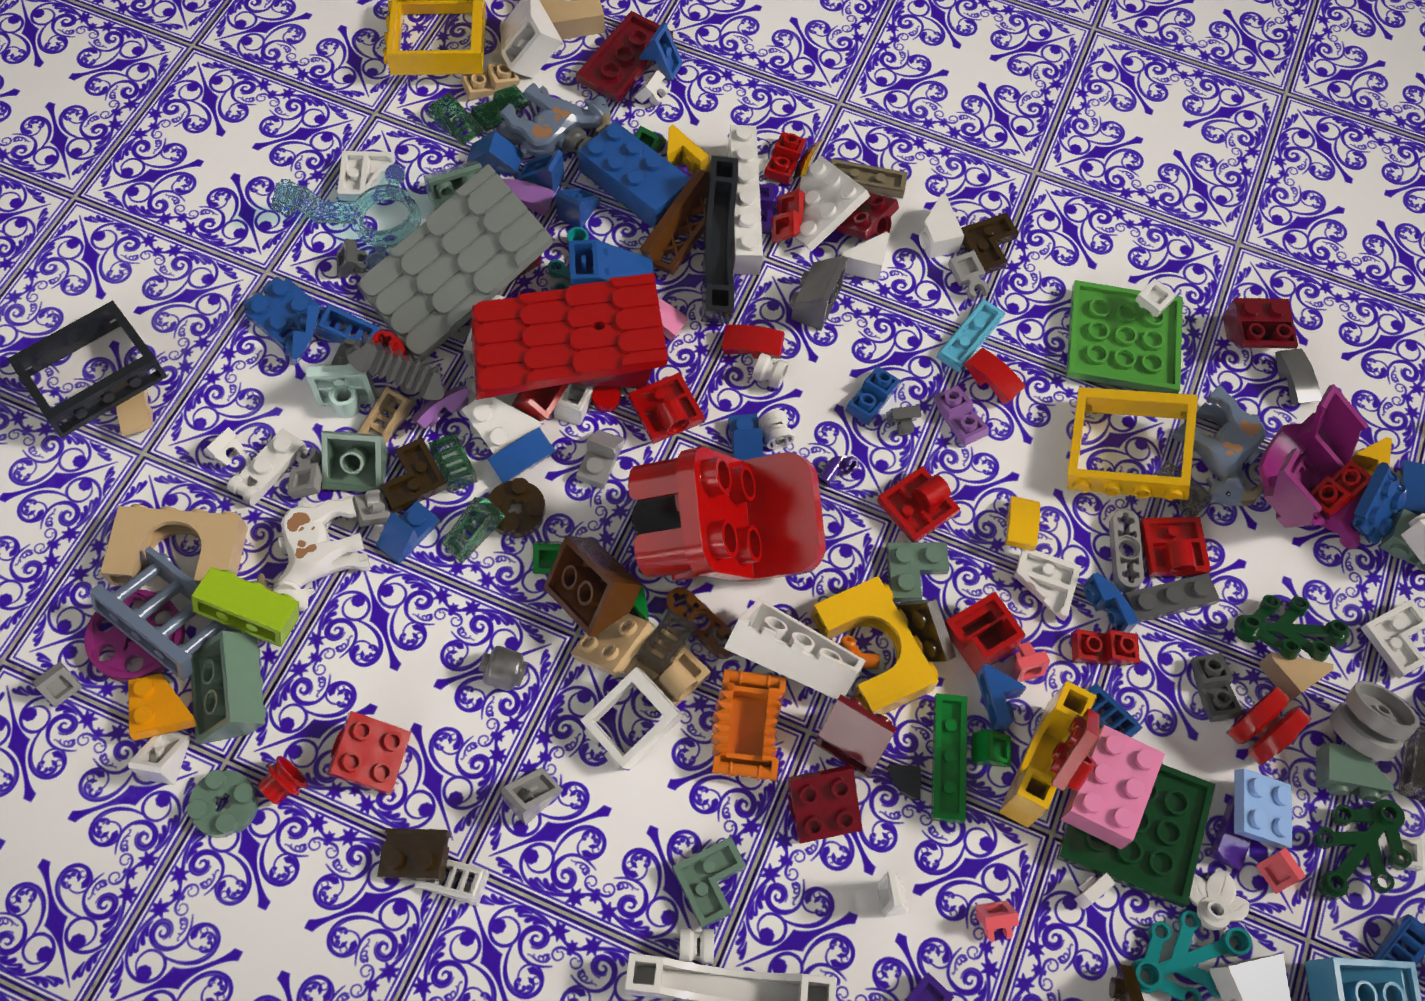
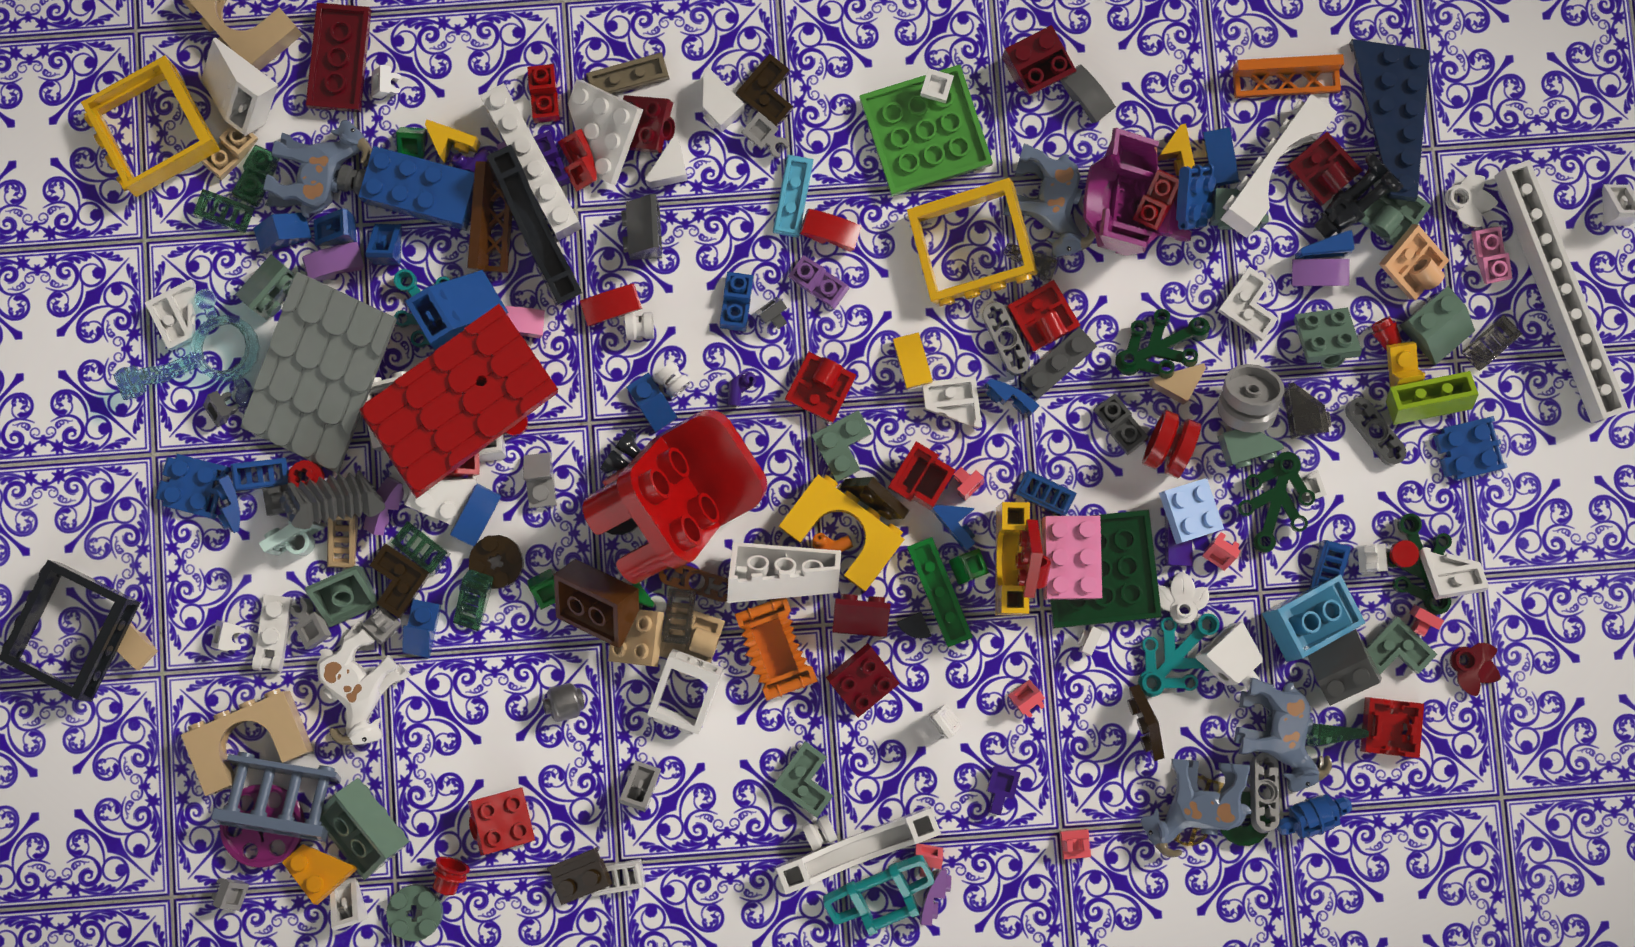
camera: 25 degrees left, 20 degrees up
(245, 606) = (339, 764): lime brick -> none
(664, 52) = (374, 40): blue slope -> none
(666, 408) = (572, 408): red plate -> none
(804, 161) = (563, 84): sticker -> none
(1105, 648) = (1022, 435): red slope -> none

